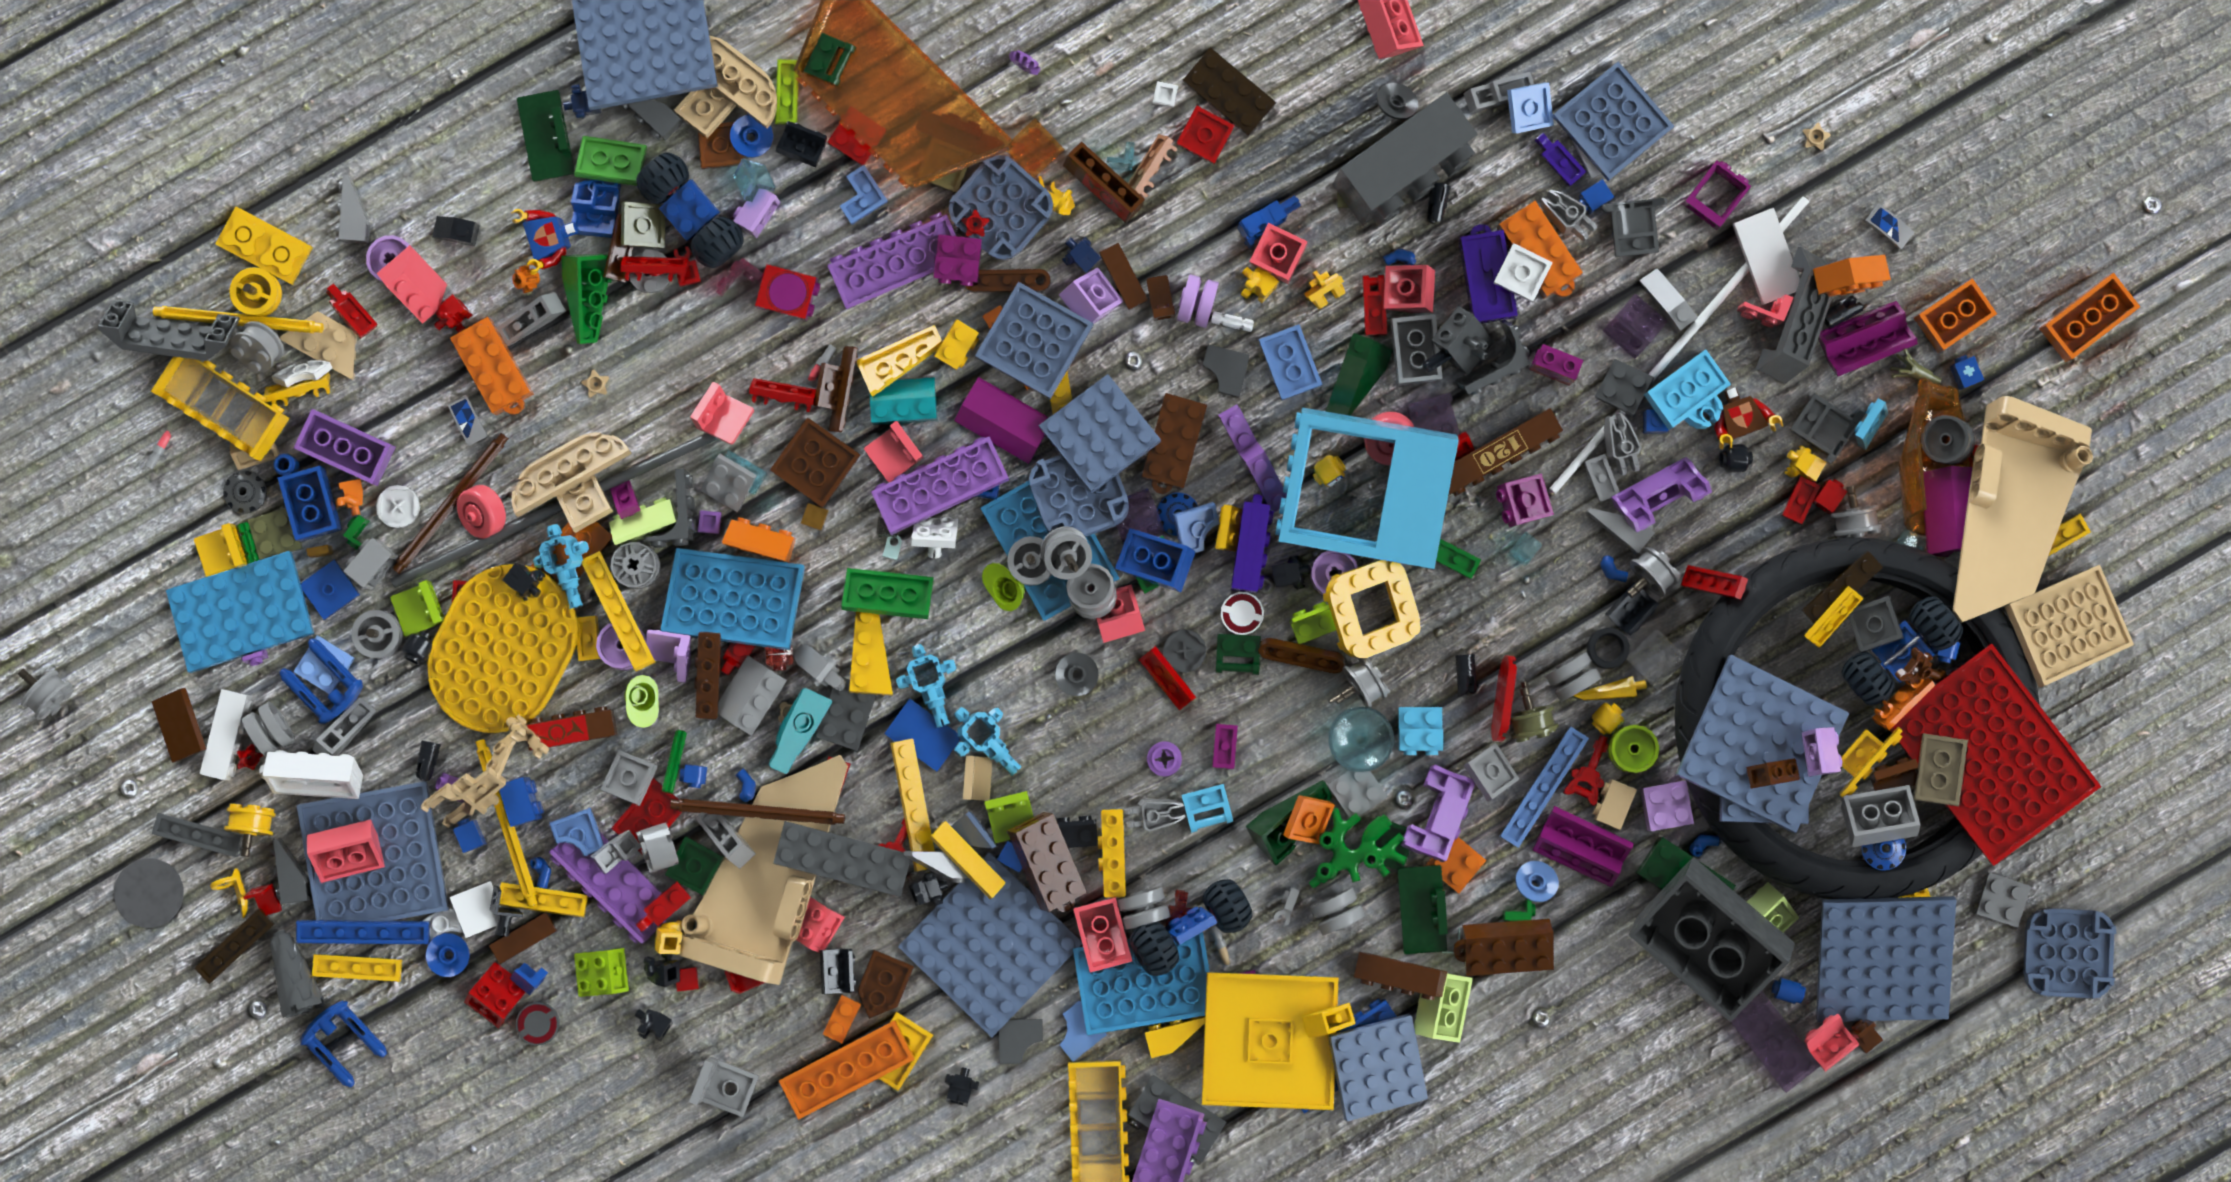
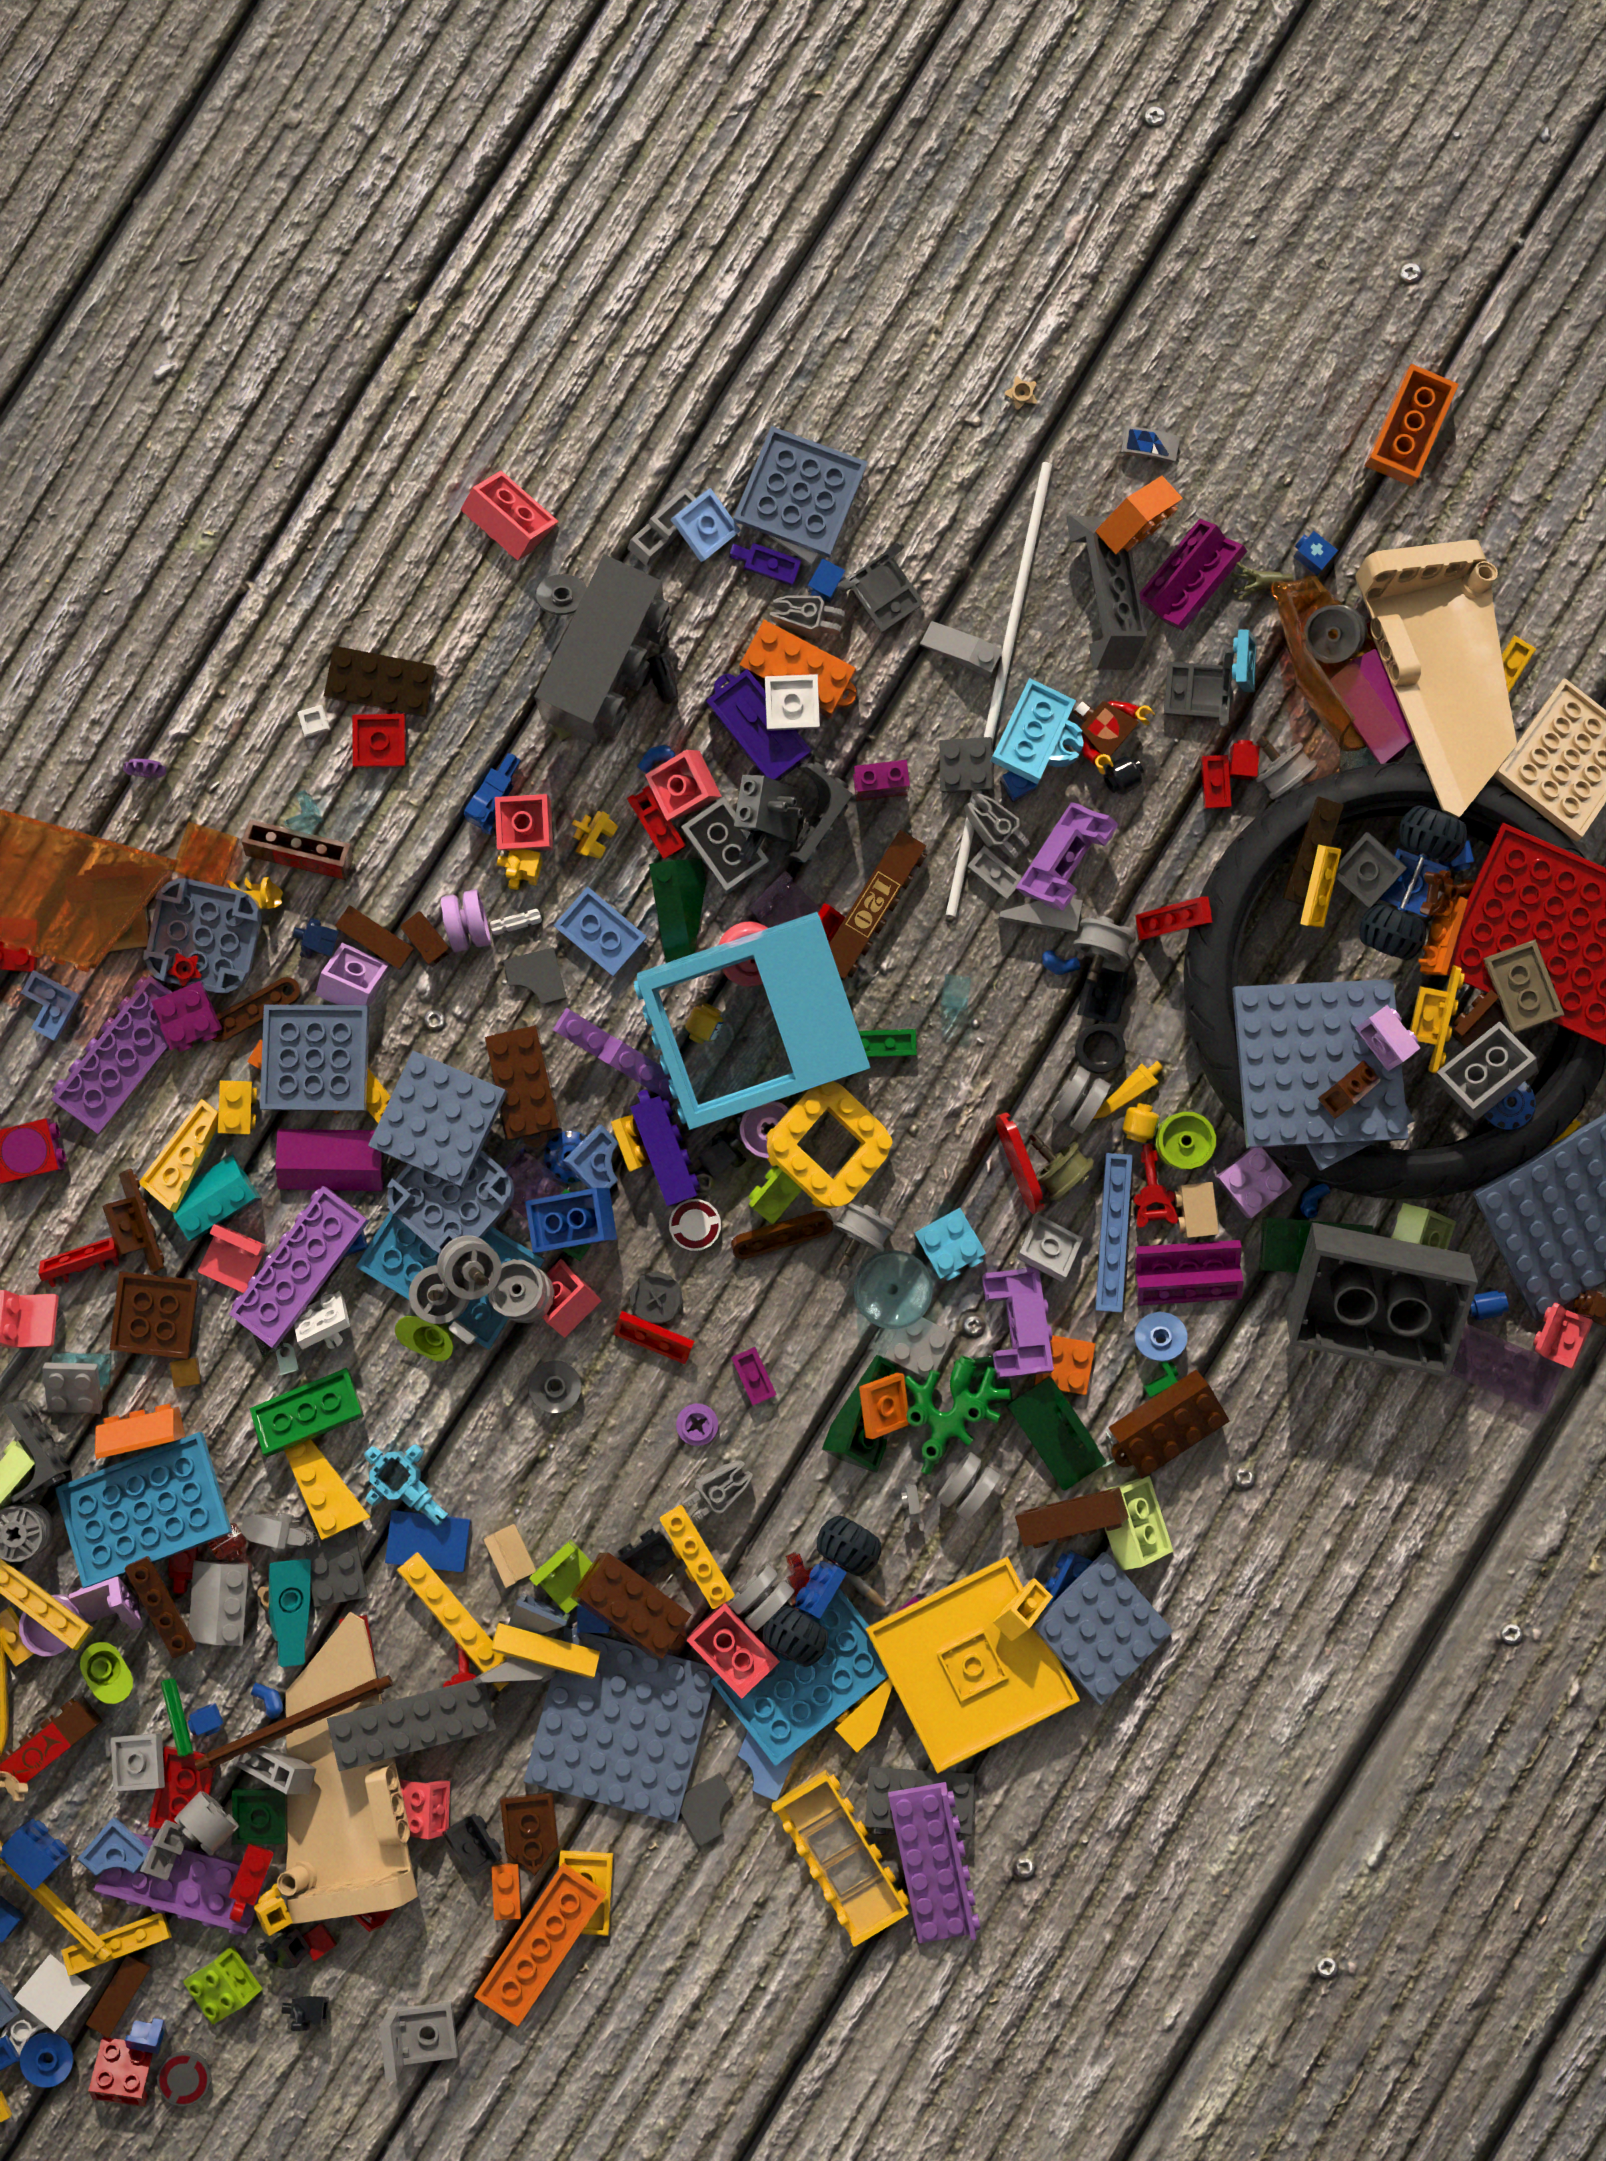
camera: 30 degrees left, 0 degrees up
(505, 914) = (83, 1983): black bracket -> none
(543, 870) = (100, 1910): blue arm -> none
(709, 522) = (76, 1440): medium lavender tile -> none
(823, 359) = (105, 1193): light grey piece -> none
(928, 890) = (523, 1703): black piece -> none
(960, 1087) = (671, 1895): black piece -> none
(992, 746) = (508, 1512): medium azure piece -> none
(1033, 598) = (463, 1332): none -> white tile
(1151, 164) = (338, 803): nougat plate -> none
(1207, 800) = (764, 1445): medium azure plate -> none
(1238, 646) = (710, 1262): dark green plate -> none
(1466, 673) = (966, 1158): black hinge -> none
(1524, 500) = (926, 941): magenta plate -> none
(1635, 326) = (942, 694): clear purple bracket -> none
(1706, 213) = (946, 534): magenta window -> none
(1767, 255) = (1039, 544): white tile -> none
(1768, 318) = (1078, 609): coral bracket -> none
(1804, 464) = (1199, 741): yellow piece -> none
(1842, 311) = (1150, 560): black hinge -> none
(1955, 315) = (1270, 499): orange brick -> none

